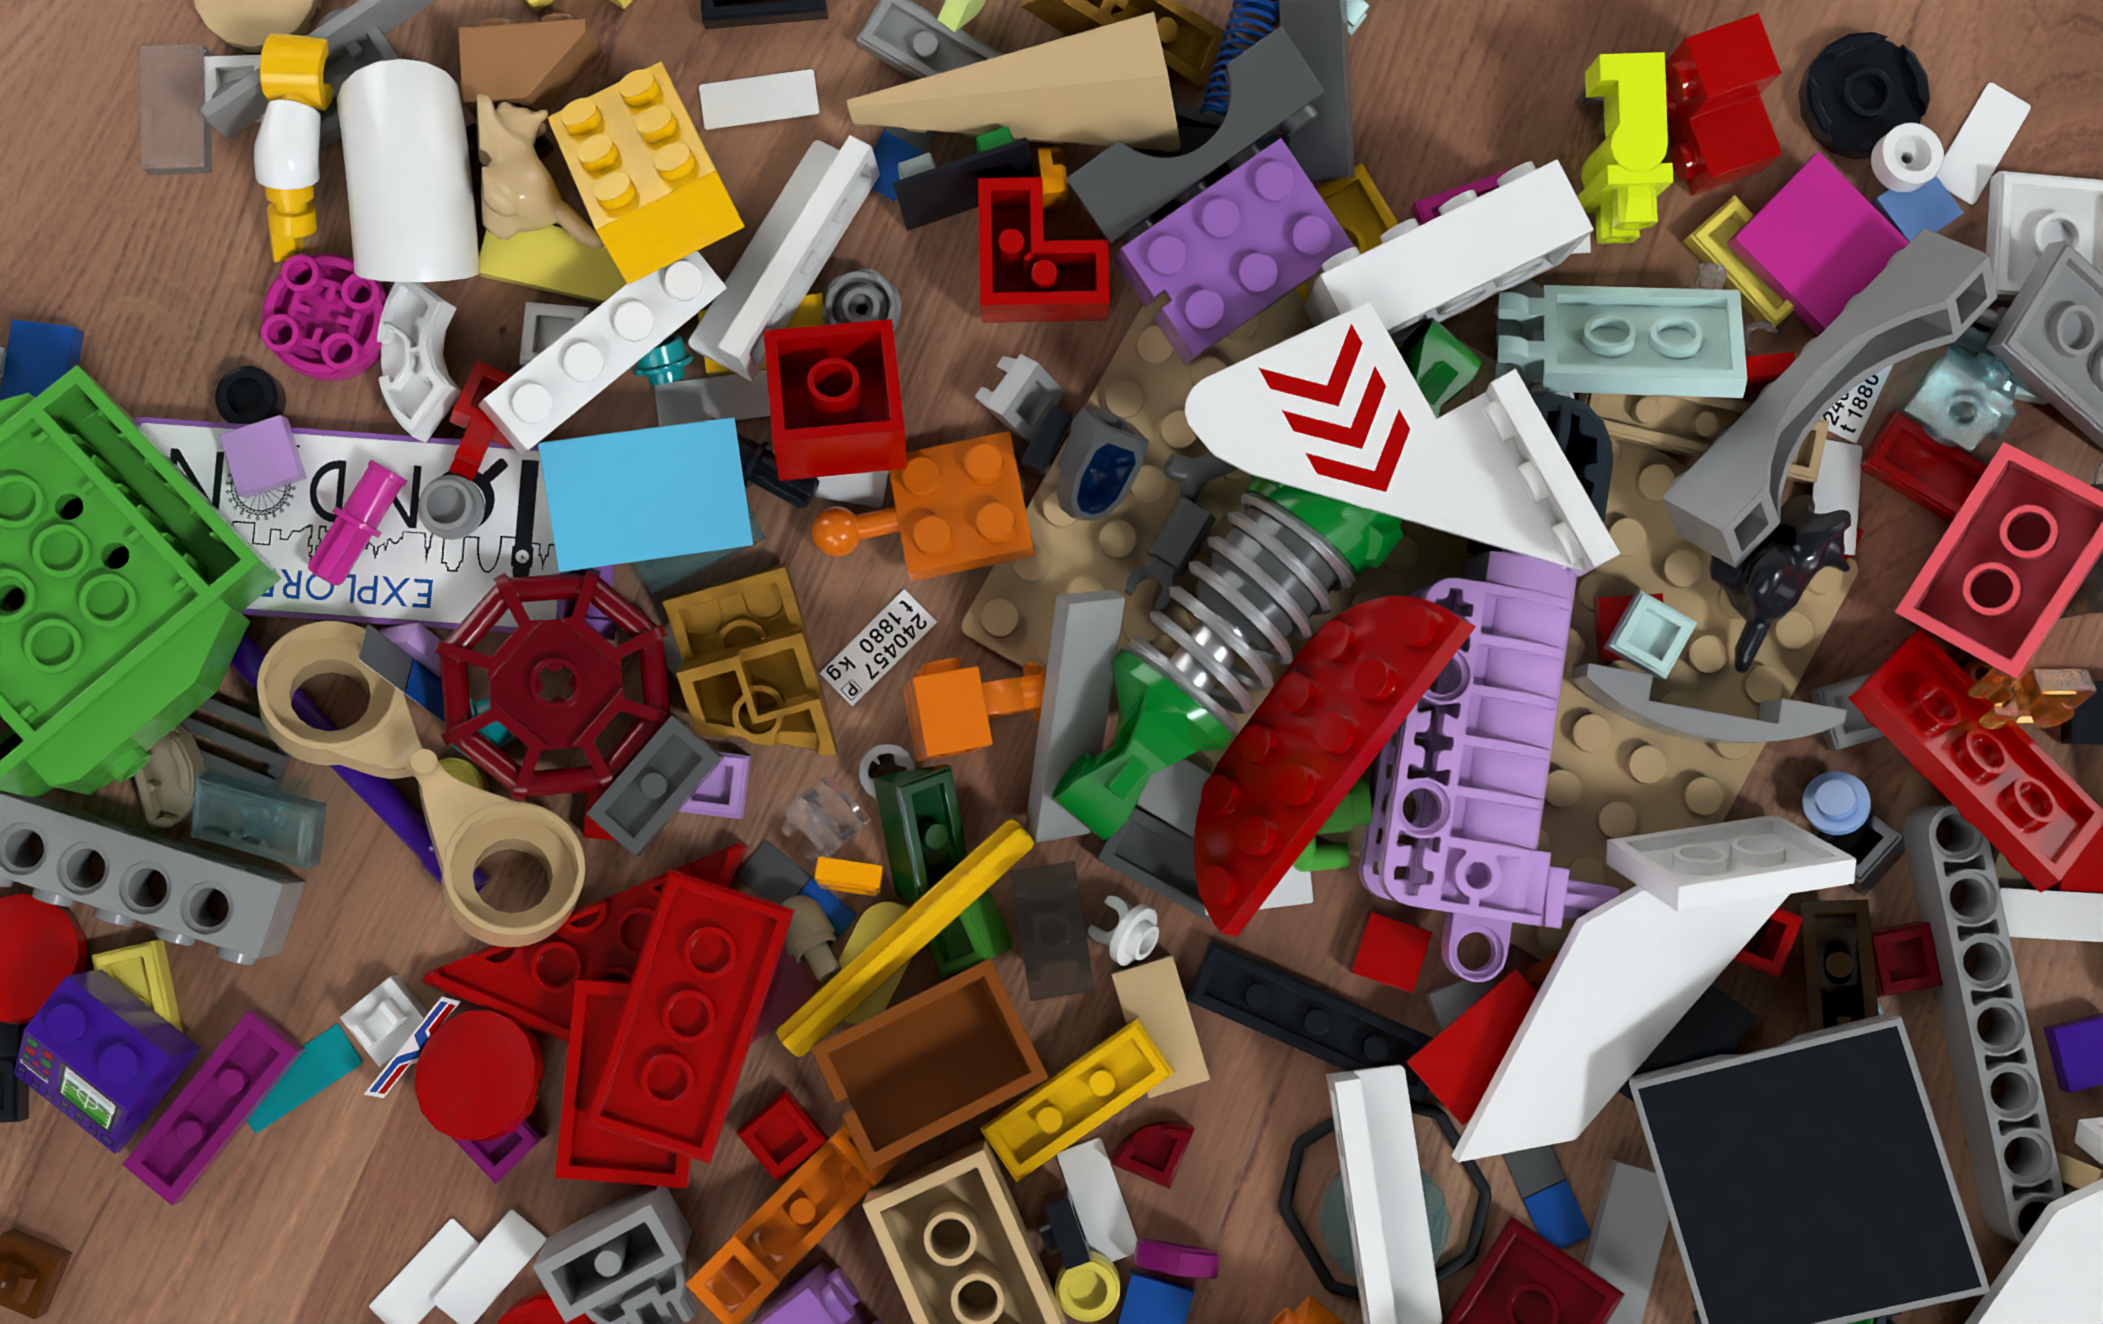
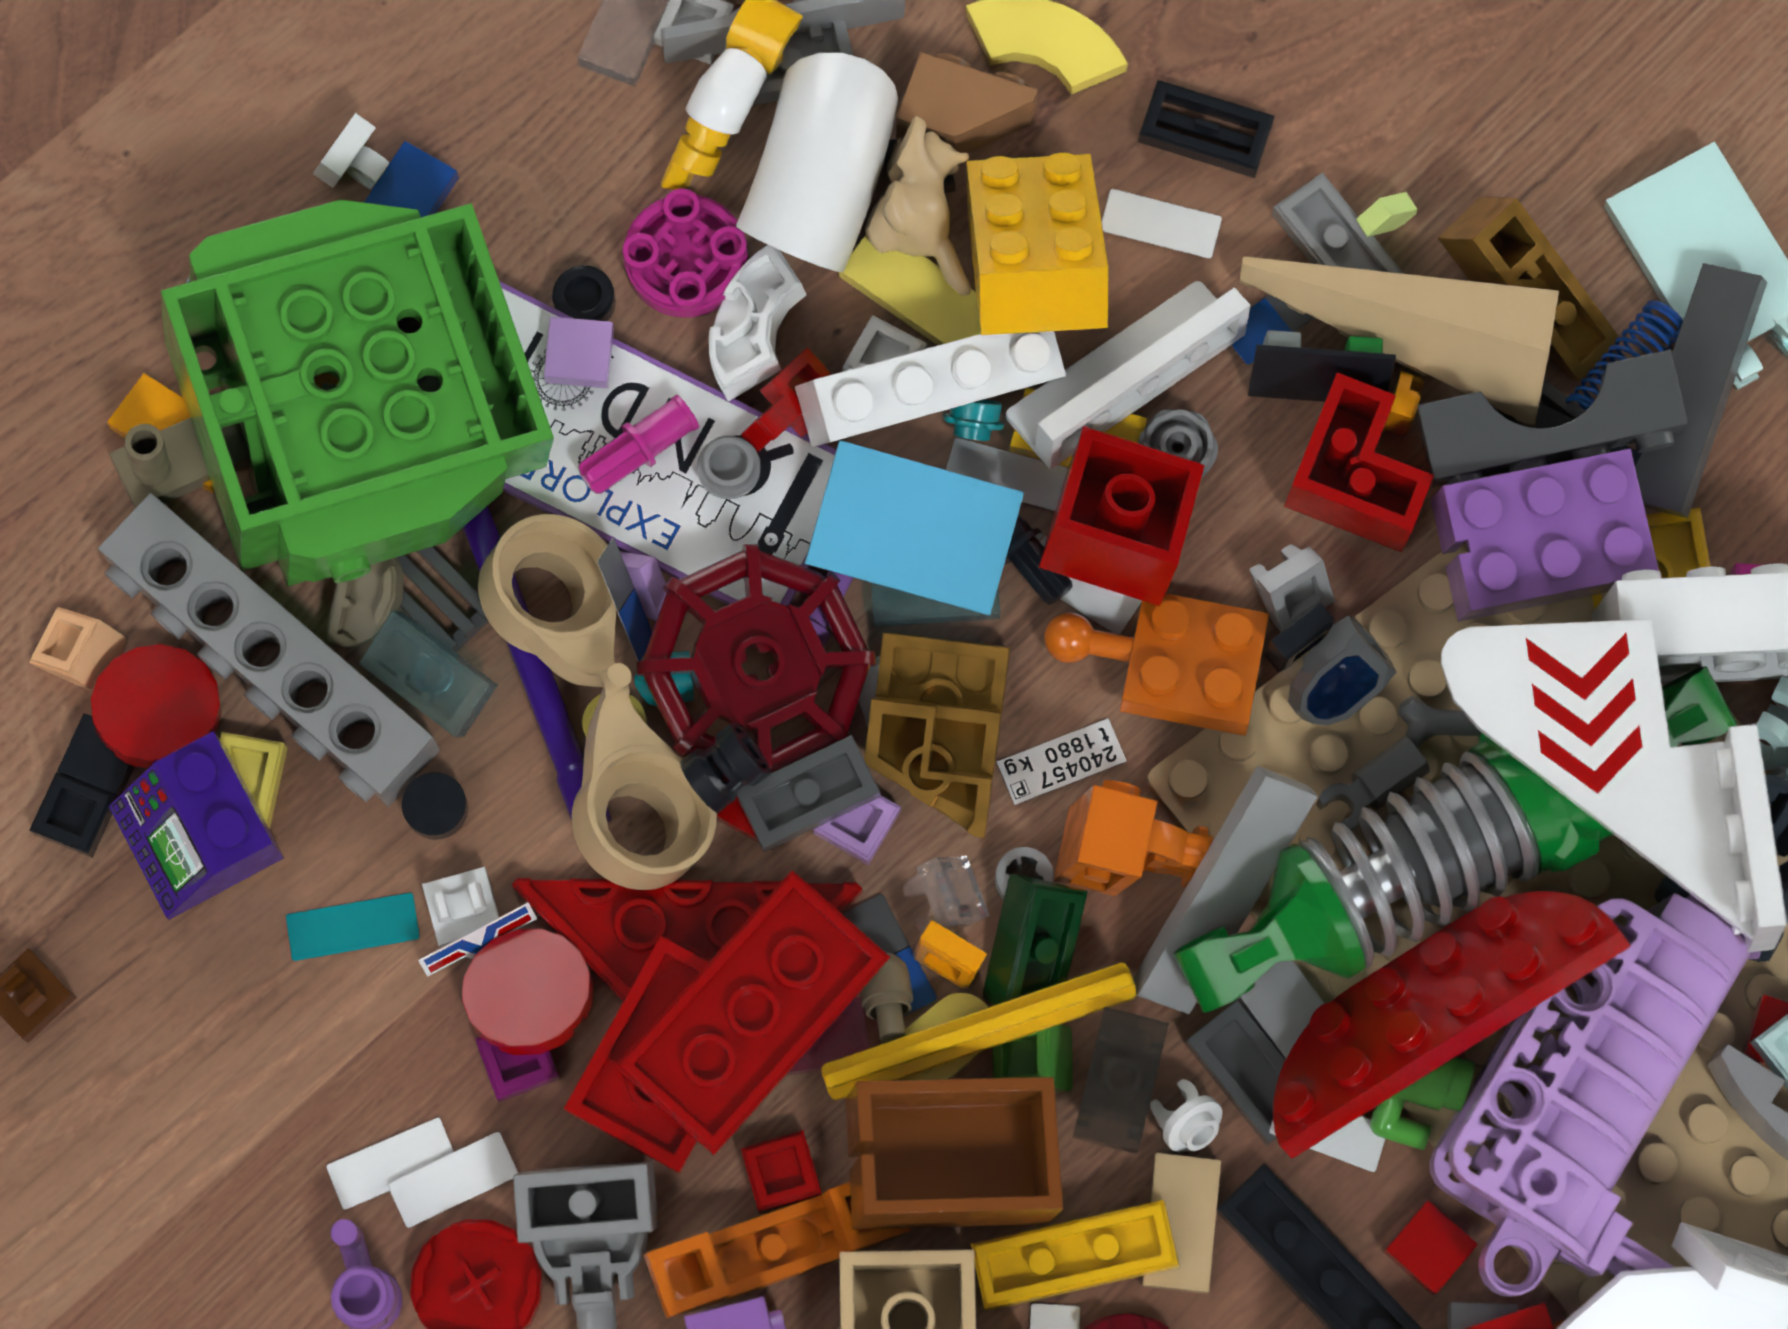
camera: 25 degrees right, 10 degrees down
(214, 1106) = (272, 916): magenta plate -> none
(321, 937) = (435, 805): none -> black tile
(566, 798) = (725, 767): none -> black wheel

